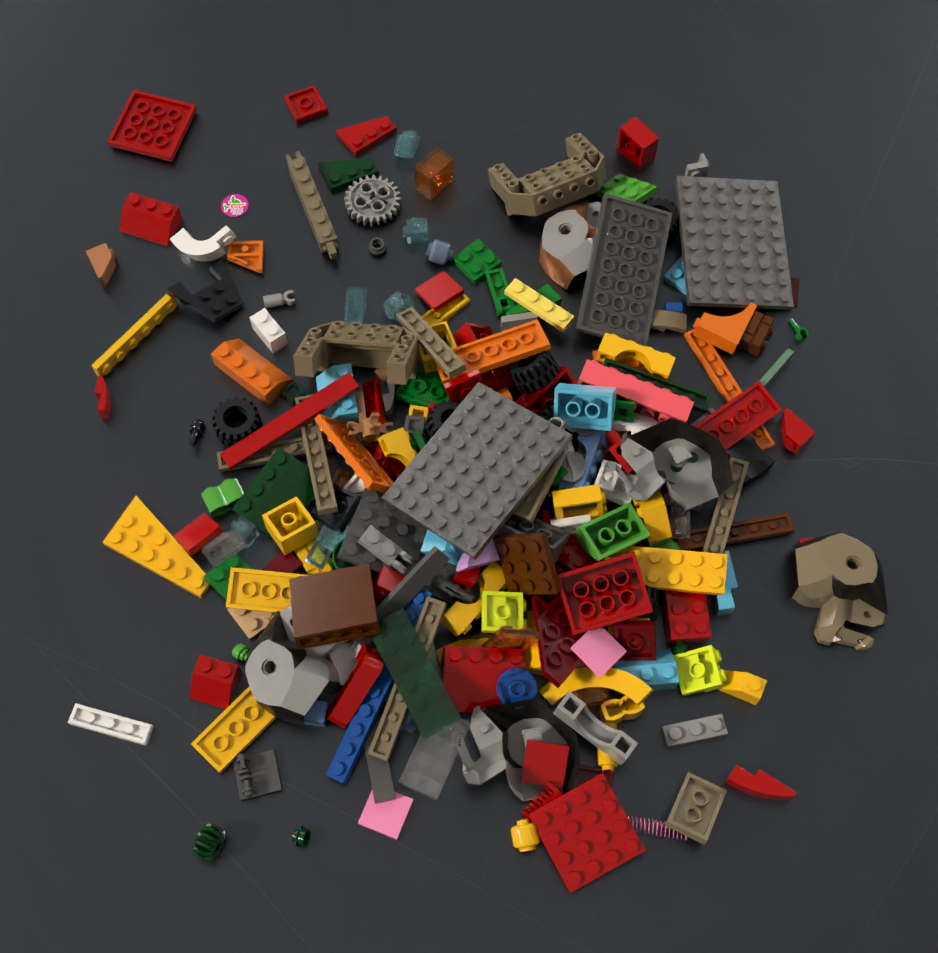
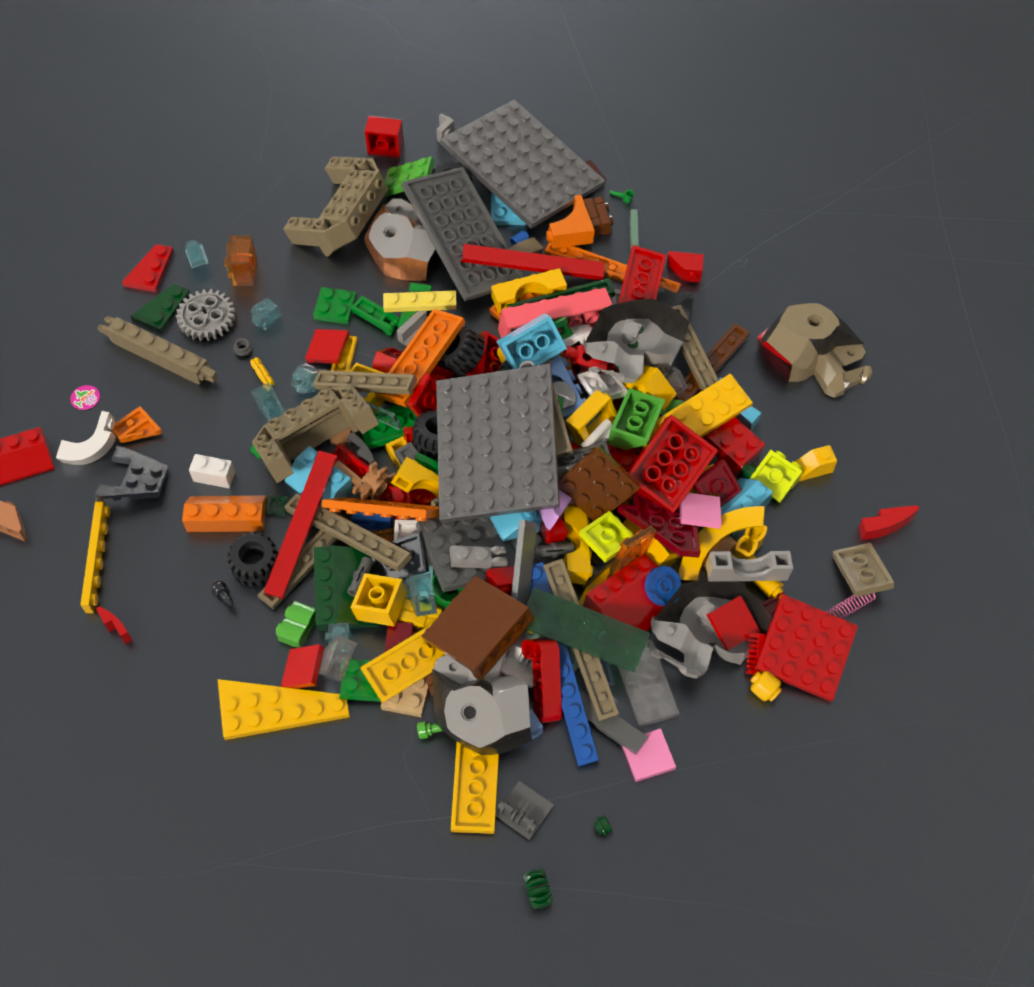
camera: 40 degrees left, 5 degrees down
(110, 724) = (366, 871): white tile -> none
(214, 682) = (424, 768): red slope -> none
(279, 299) = (196, 443): light grey bar -> none
(301, 493) = (364, 567): none -> dark grey pin
(306, 104) = (74, 279): red tile -> none
(374, 277) = (261, 371): none -> yellow axle
(424, 379) = (385, 416): none -> clear light blue piece
(439, 252) = (299, 317): sand blue head -> none
(660, 336) = (532, 261): none -> red tile
(694, 730) = (809, 521): light grey plate -> none

